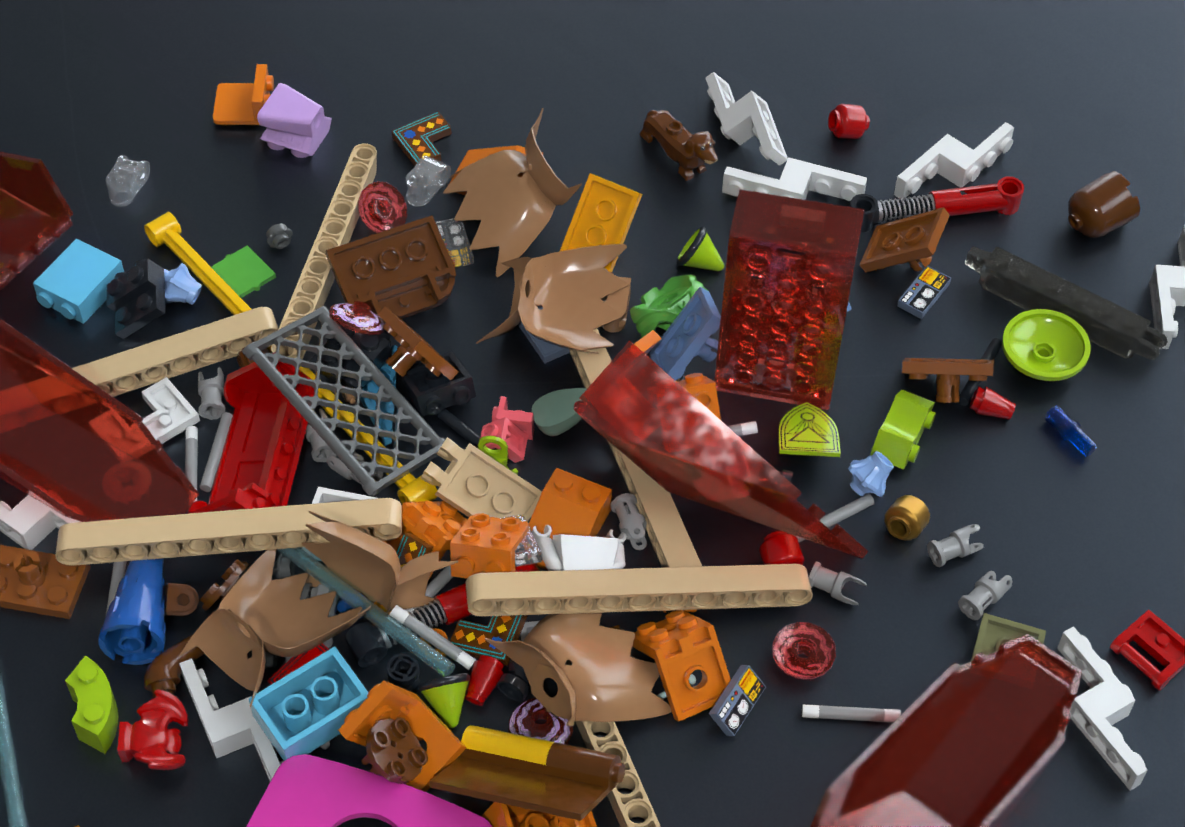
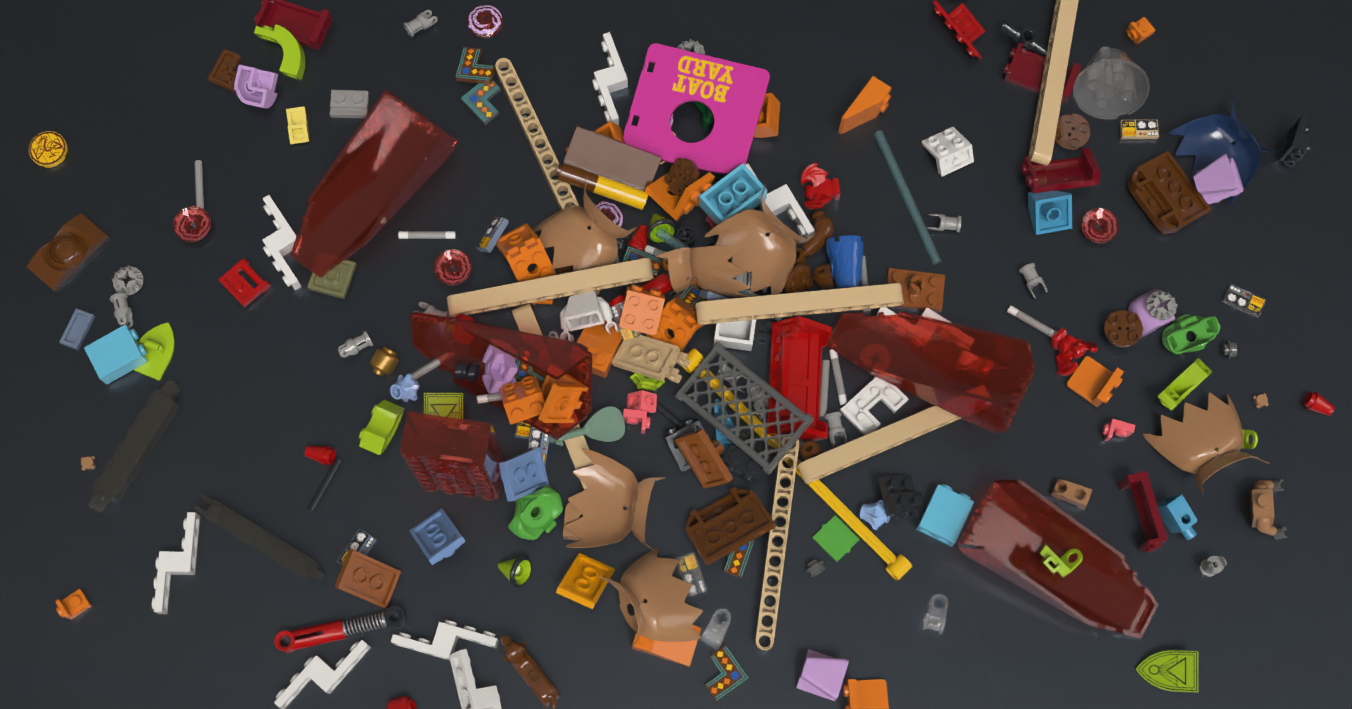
camera: 175 degrees right, 20 degrees up
(96, 707) = (857, 209): lime brick -> none
(357, 318) = (752, 467): clear red dish -> none
(389, 202) = (745, 595): clear red dish -> none
(948, 373) = (347, 469): dark orange plate -> none
(986, 592) = (342, 311): light grey piece -> none
(1046, 345) = (268, 488): lime dish -> none
(1070, 430) = (270, 437): clear blue axle -> none
(1103, 206) = (220, 626): reddish brown cylinder -> none

